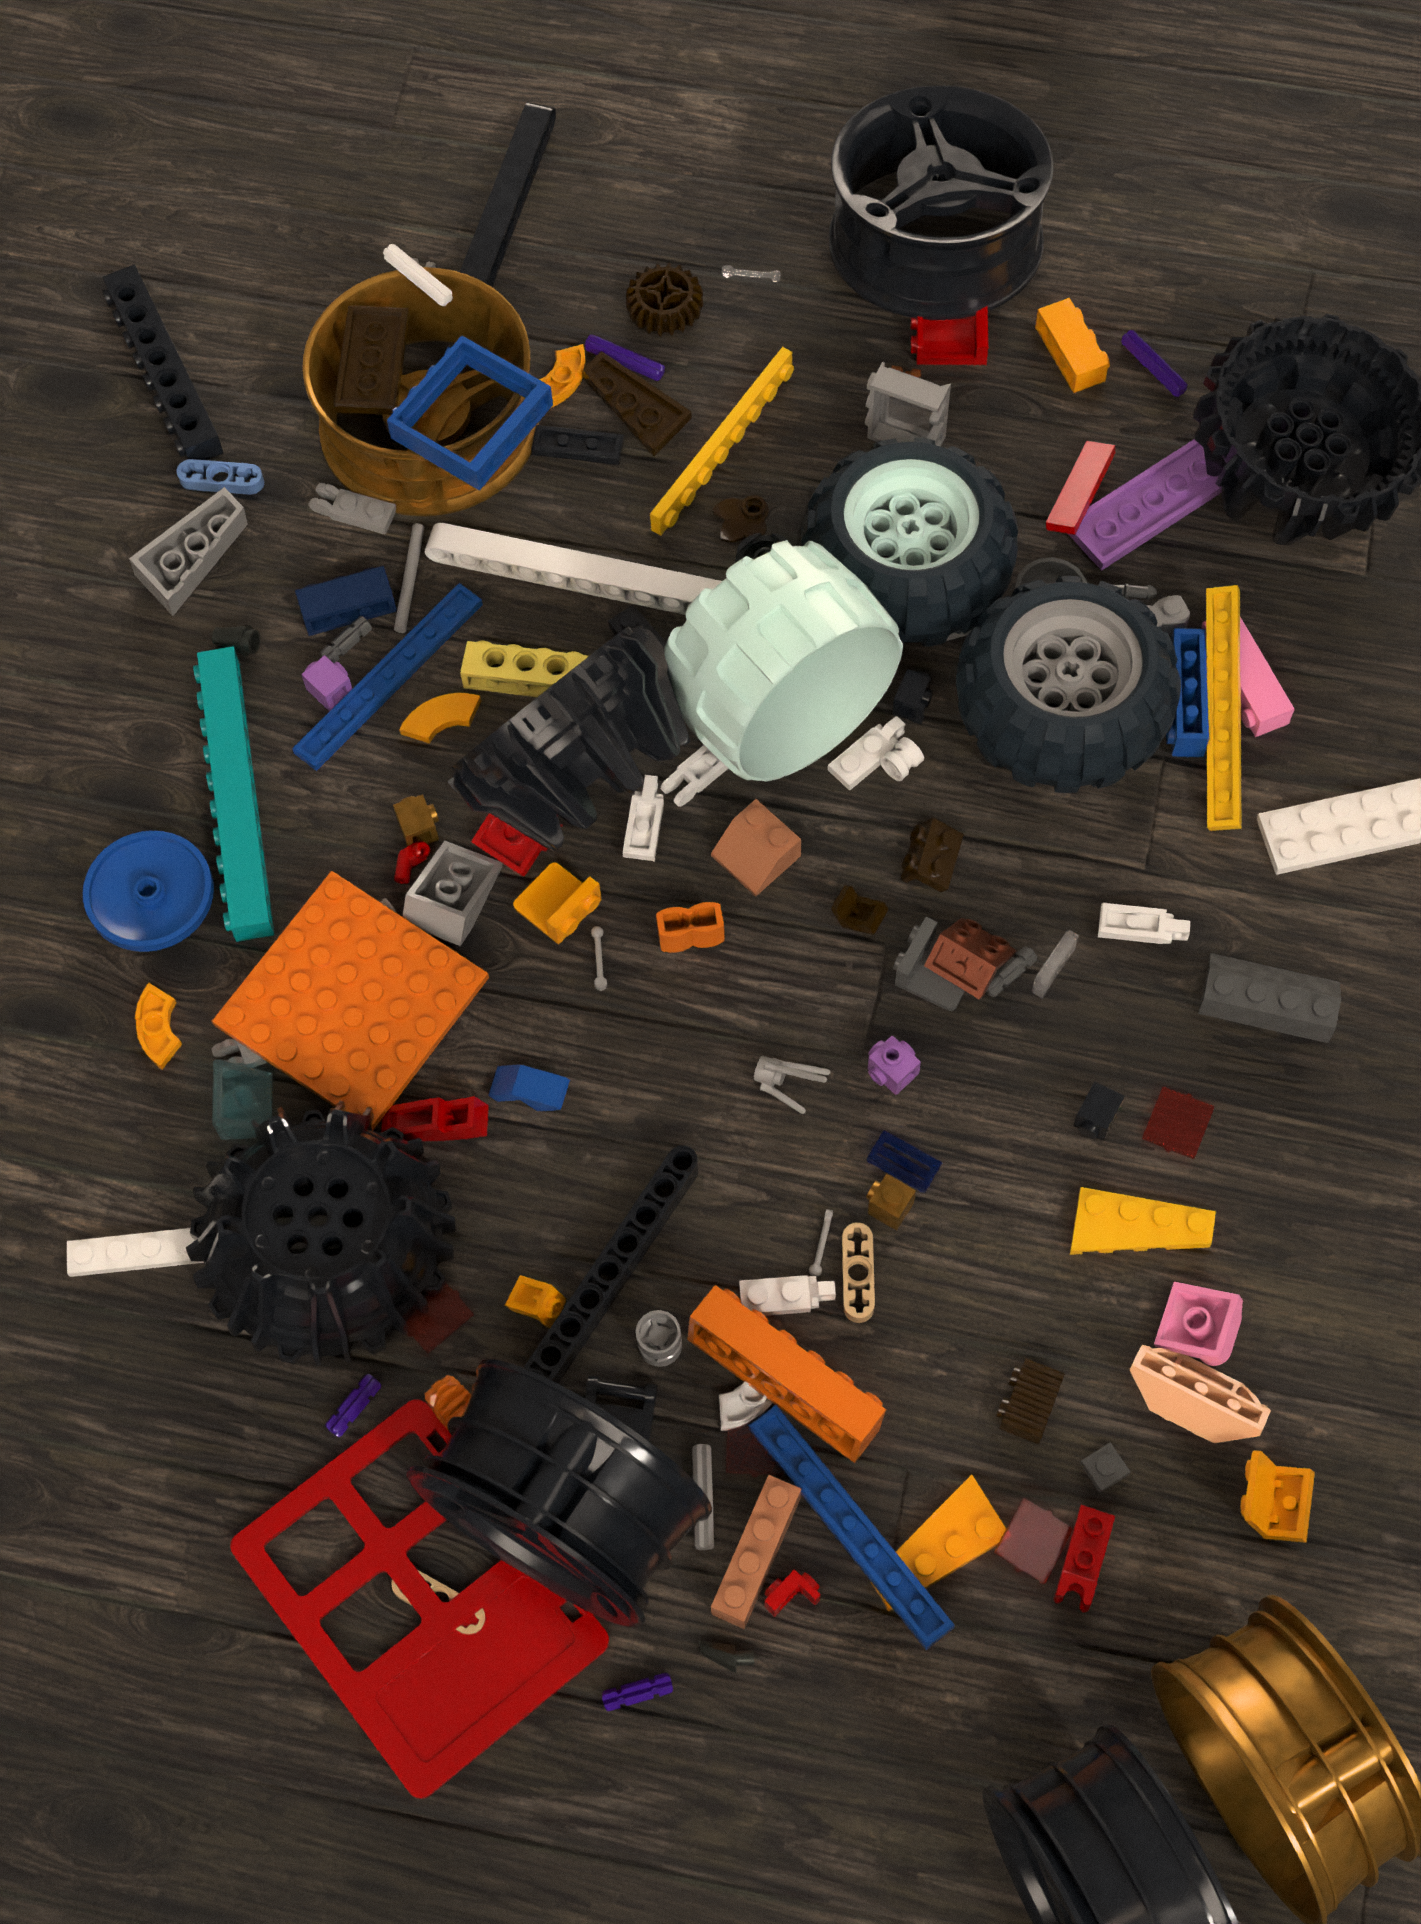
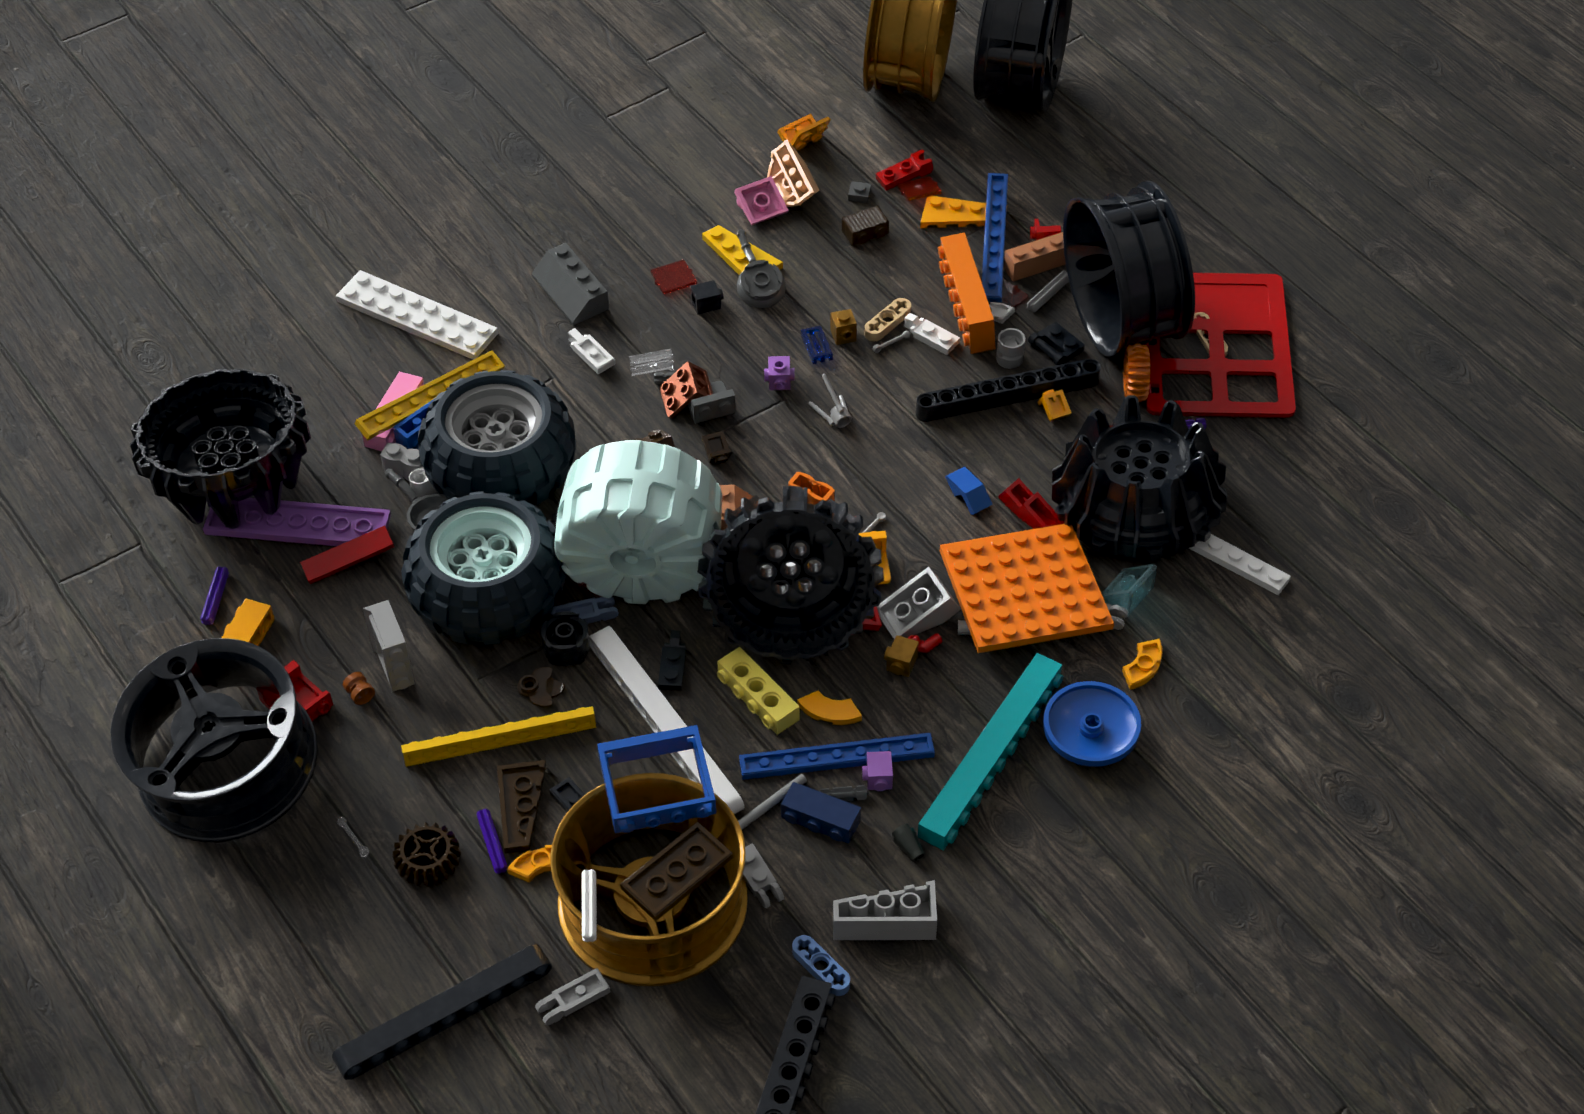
camera: 140 degrees left, 15 degrees down
(1062, 1189) = (760, 282): none -> dark grey piece

